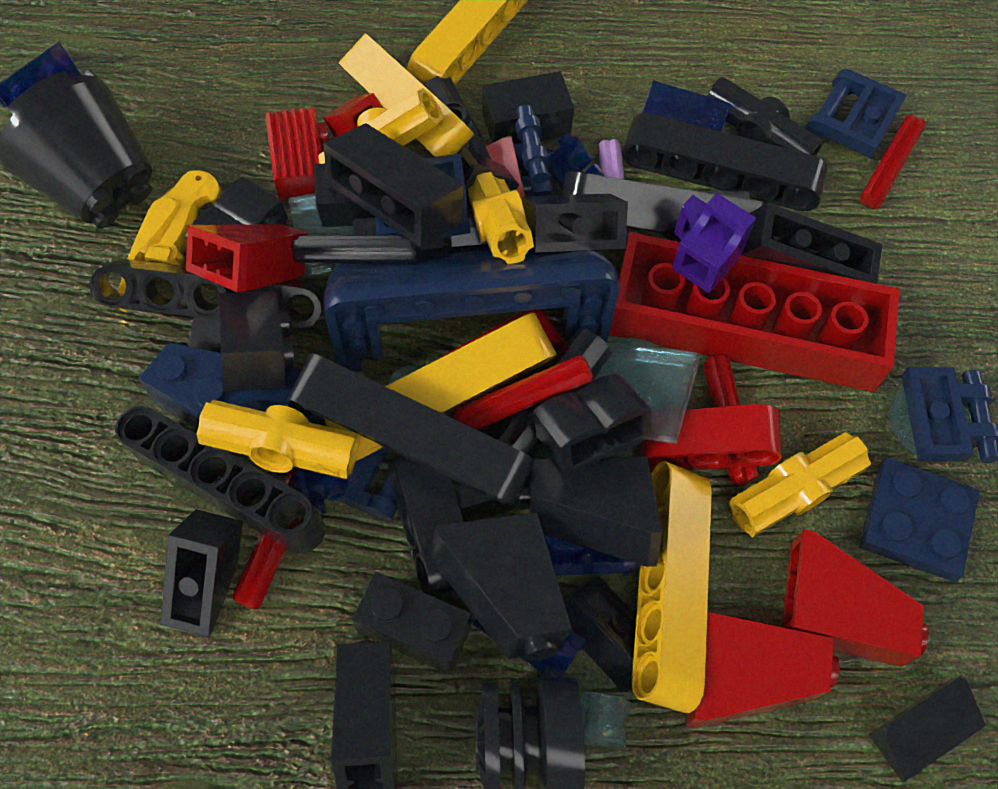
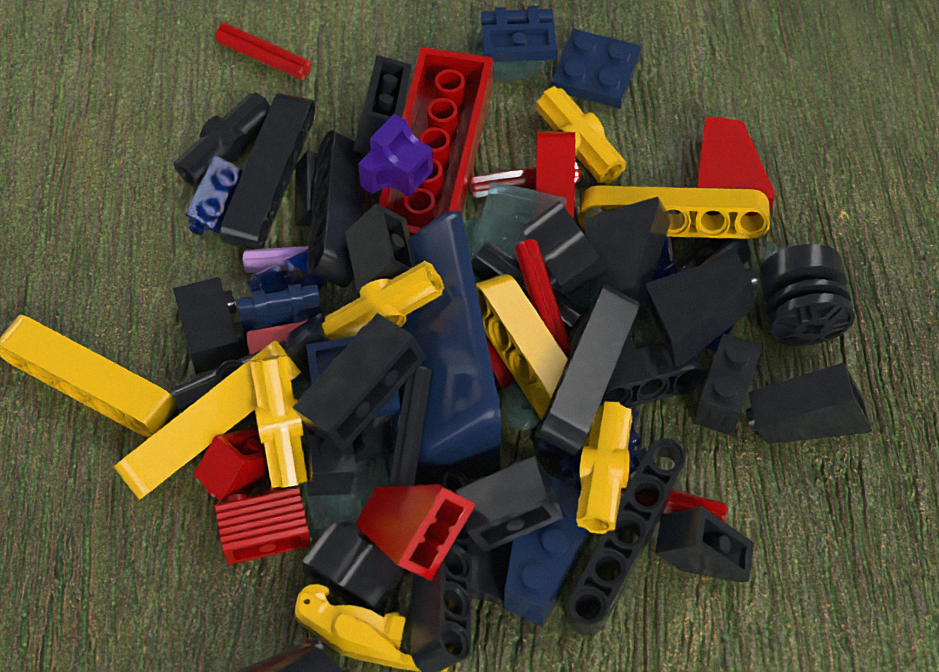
camera: 90 degrees left, 5 degrees down
(847, 601) = (671, 115): red slope -> none
(867, 119) = (213, 61): dark blue plate -> none
(929, 728) = (747, 79): black slope -> none

